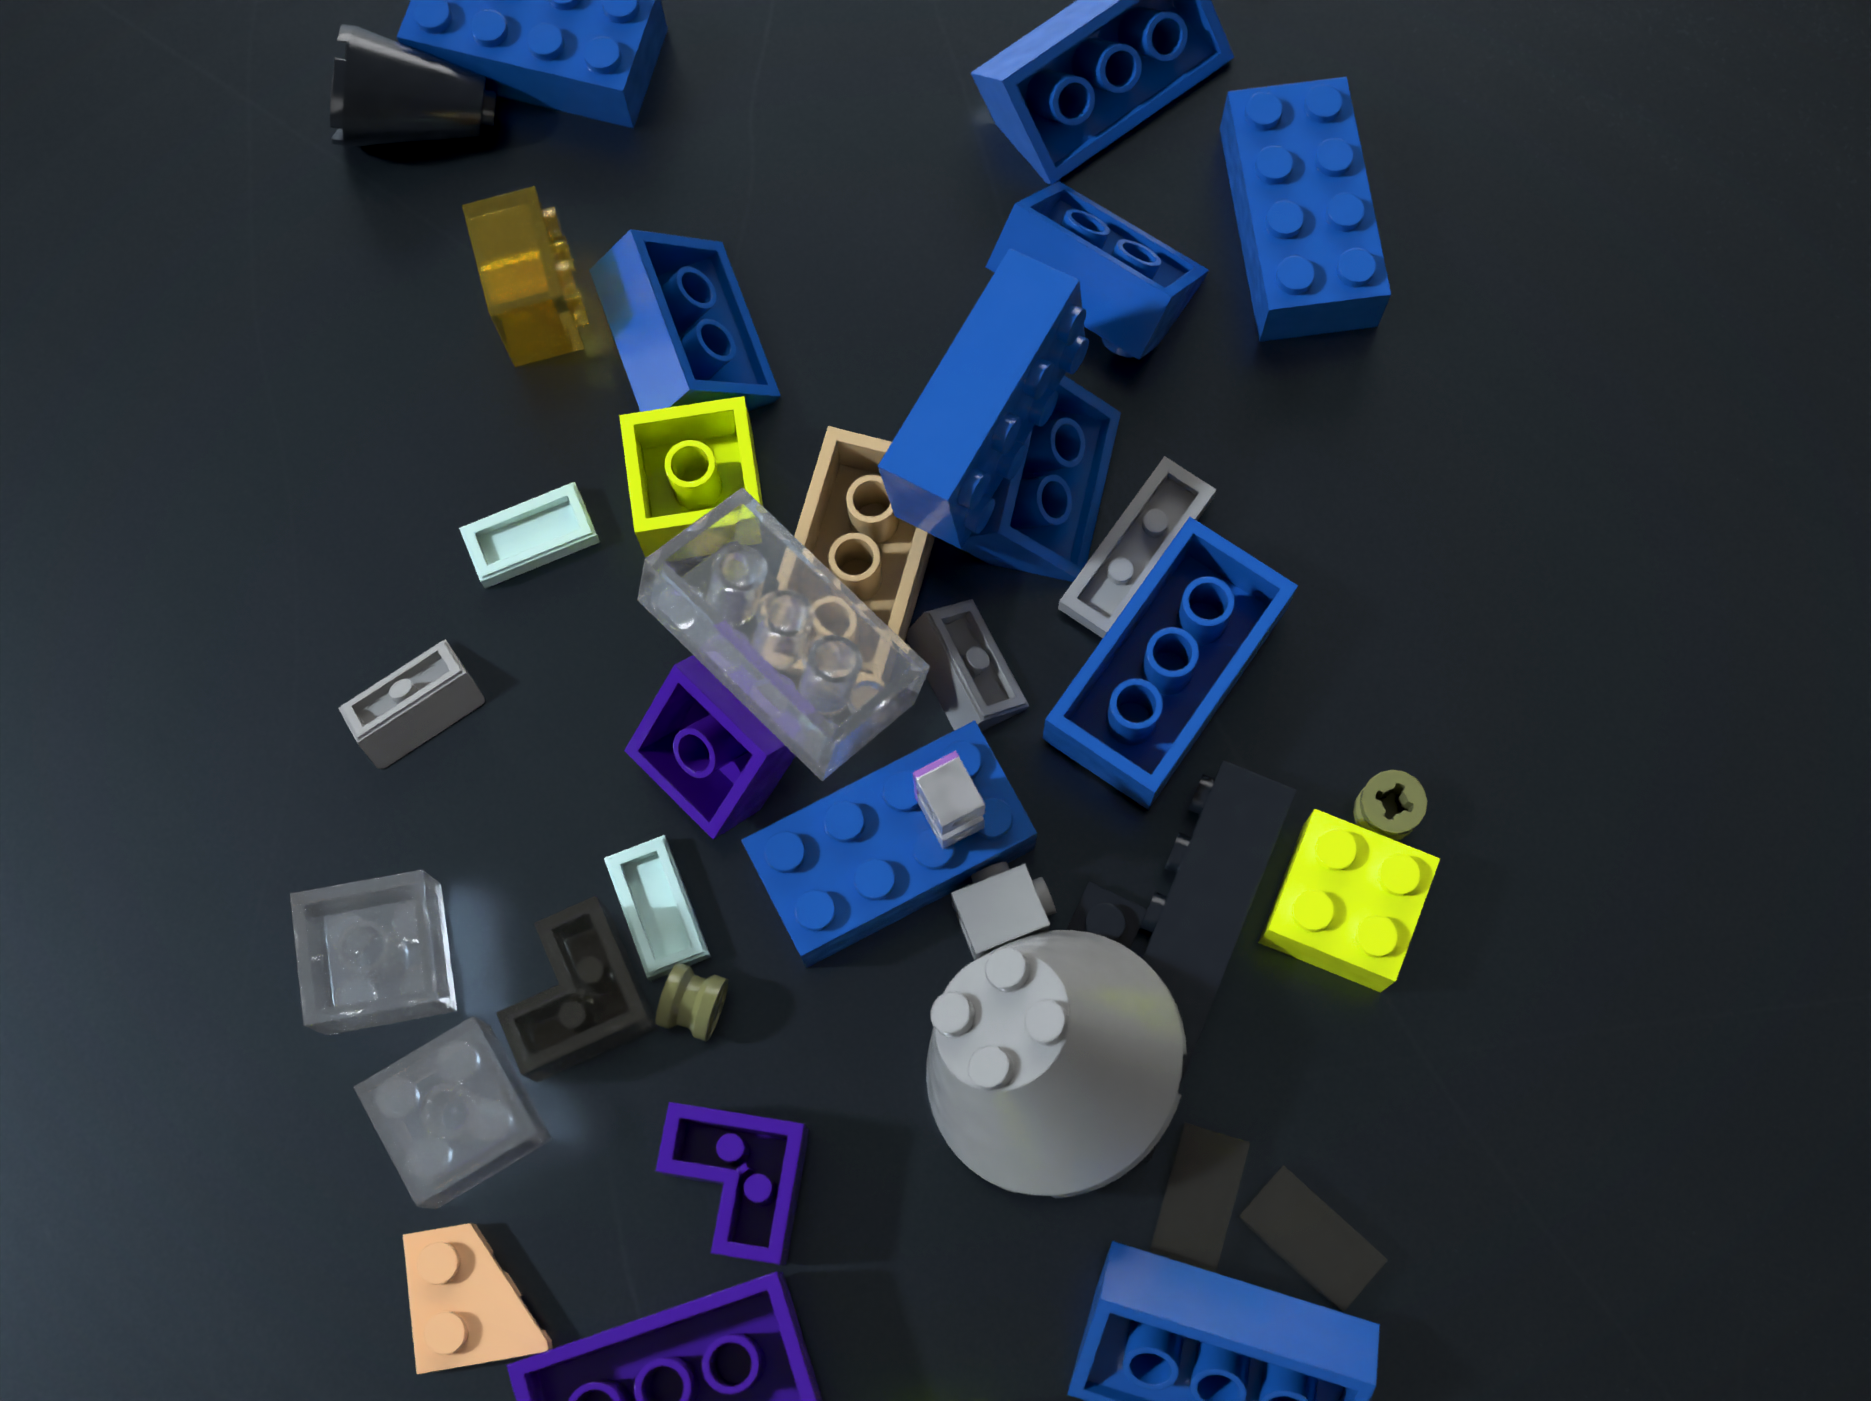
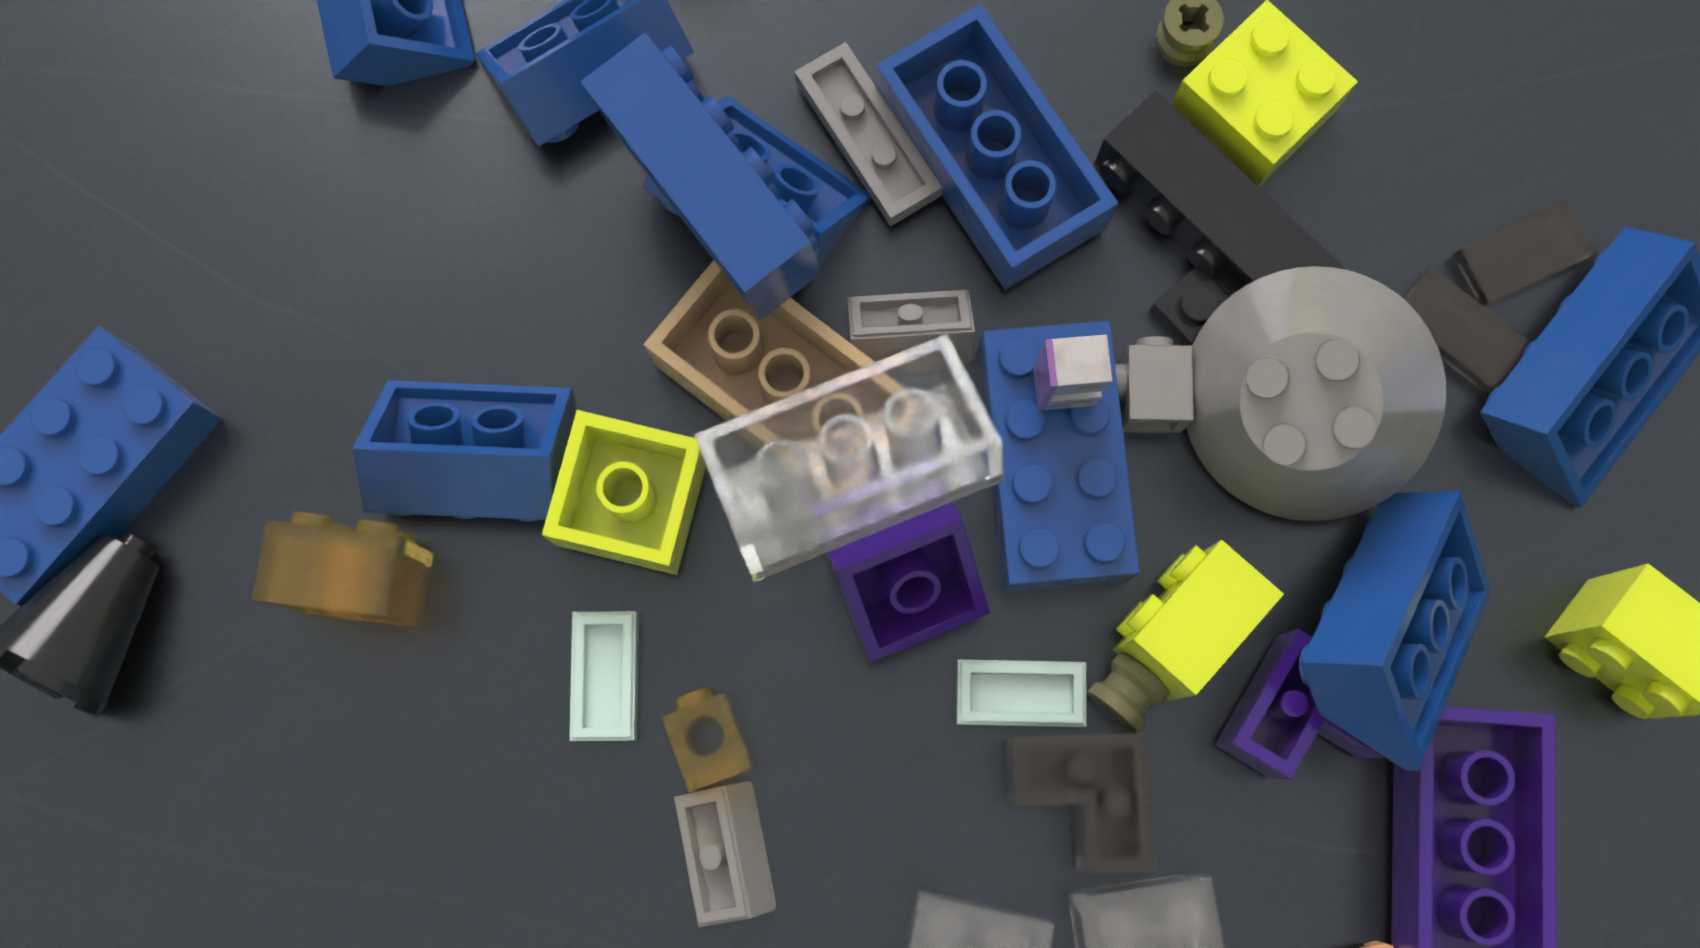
camera: 70 degrees left, 5 degrees up
(505, 668) = (728, 761): none -> clear yellow brick
(775, 1025) = (1198, 619): none -> neon yellow brick
(847, 1222) = (1399, 625): none -> blue slope

